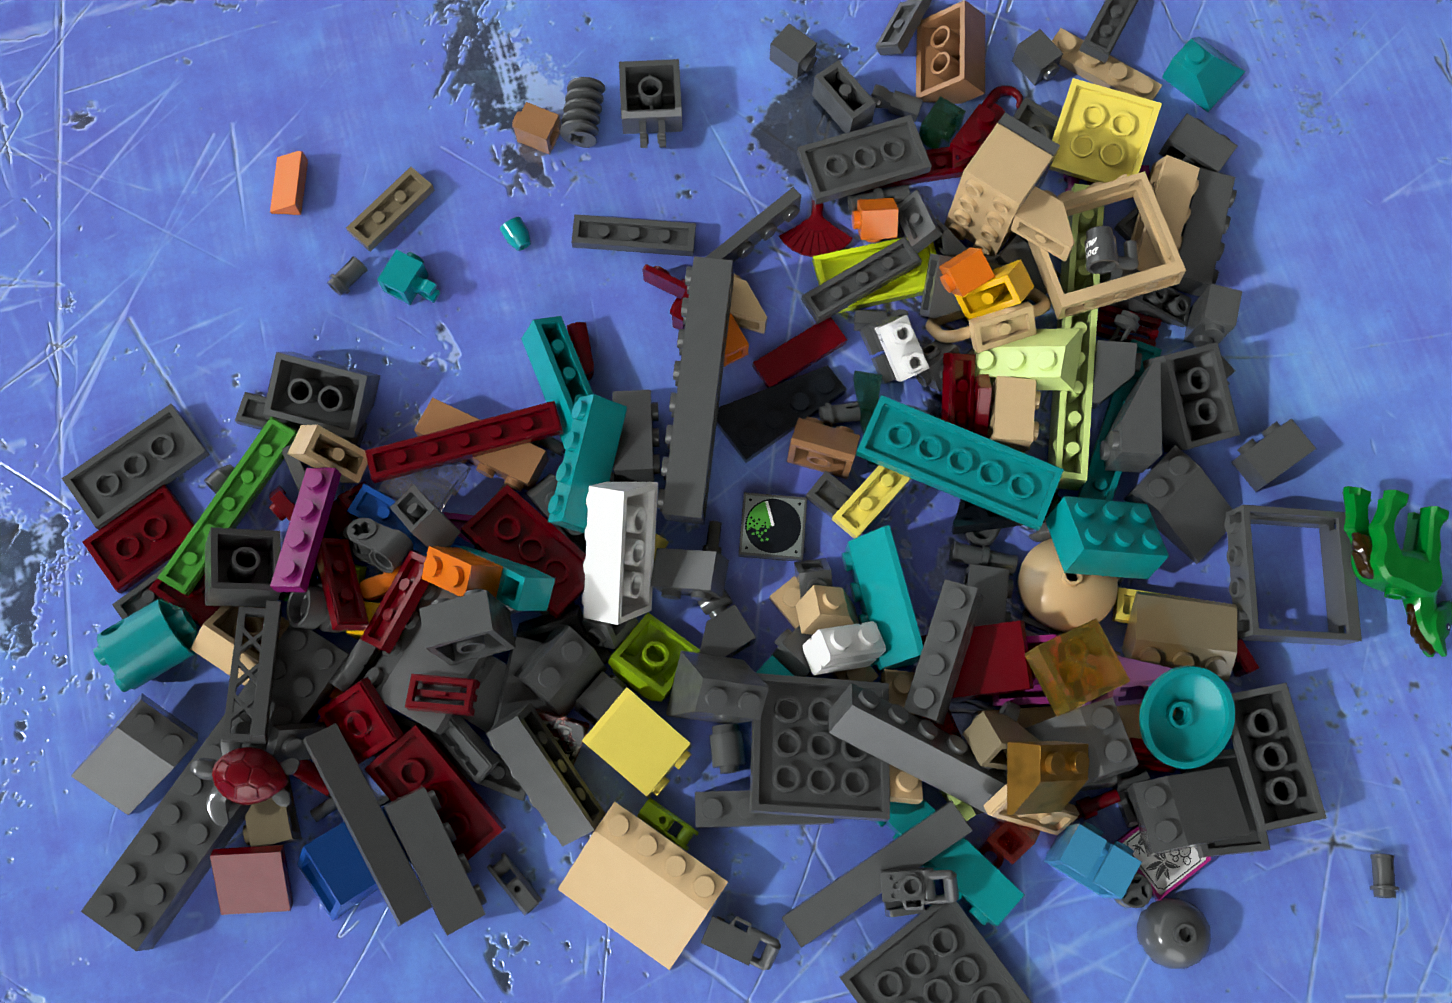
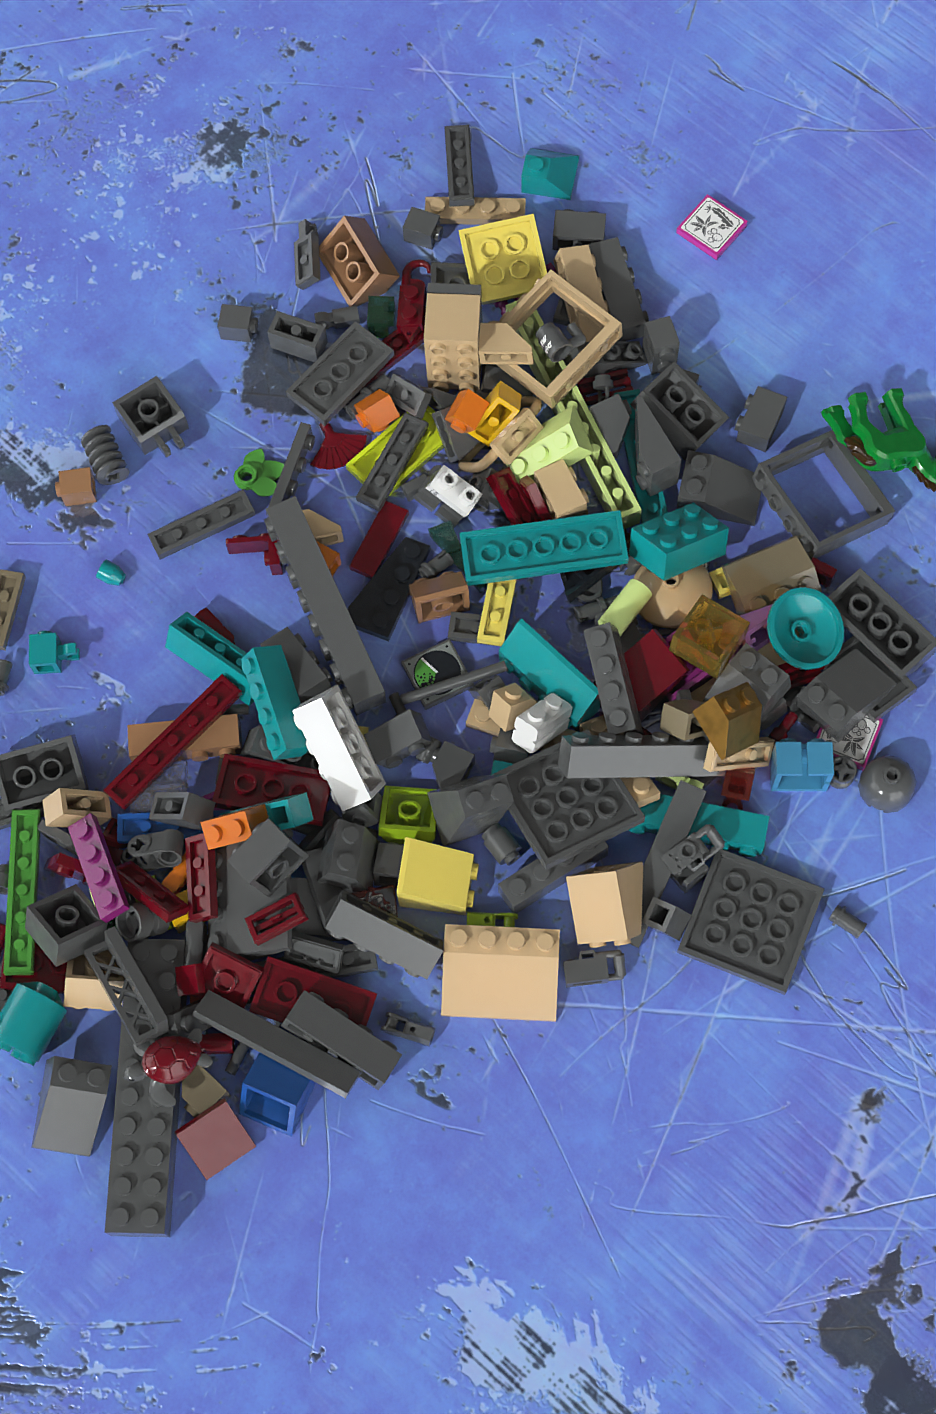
camera: 25 degrees left, 5 degrees down
(324, 701) = (190, 979): none -> dark red tile
(726, 216) = (262, 471): none -> bright green plate
(782, 547) = (453, 682): none -> dark grey bar
(796, 883) = (607, 903): none -> tan slope
(847, 937) = (666, 918): none -> dark grey brick
(1007, 576) = (626, 605): none -> yellowish green brick
(1341, 221) = (711, 227): none -> tile

